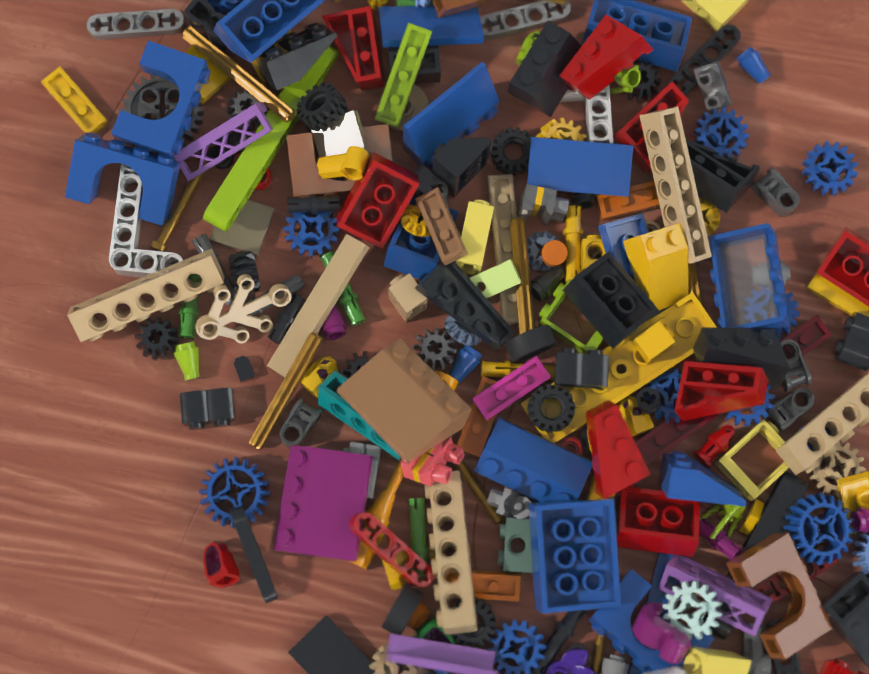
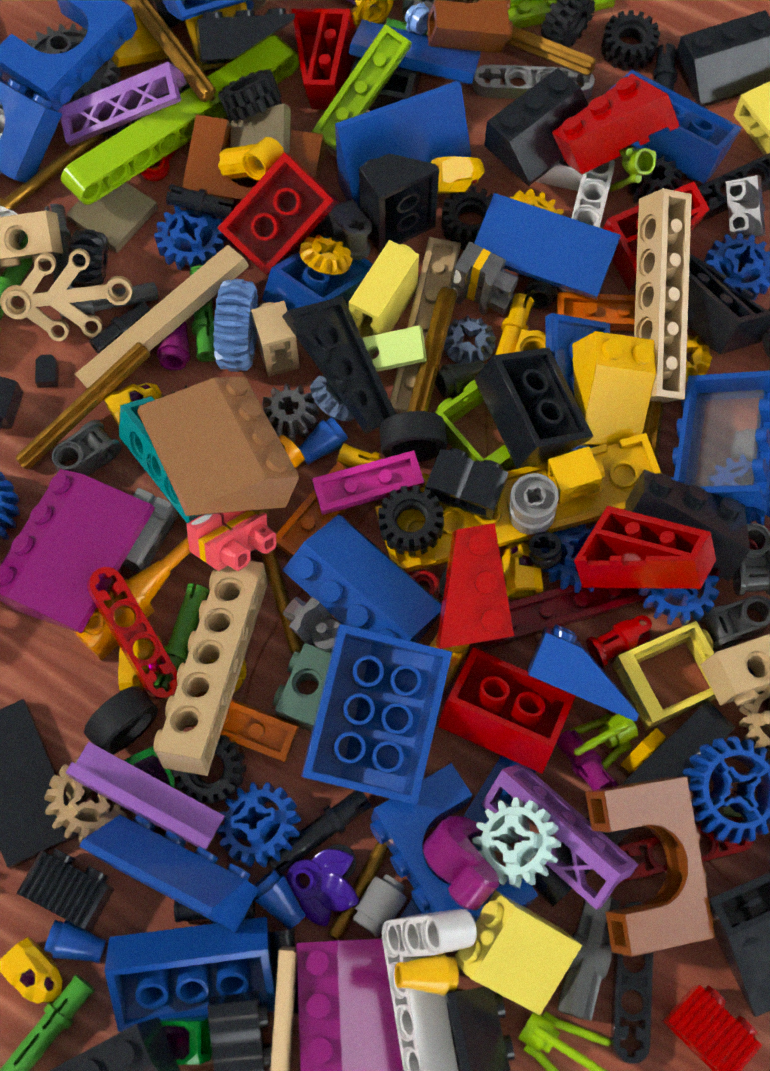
camera: 25 degrees right, 10 degrees down
(375, 295) = (234, 325): none -> medium blue gear
(419, 616) = (139, 736): orange tile -> none
(441, 226) = (345, 260): medium nougat tile -> none
(494, 124) = (457, 173): none -> yellow rock
(554, 253) = (480, 342): orange tile -> none
(633, 373) = (533, 504): none -> light grey wheel

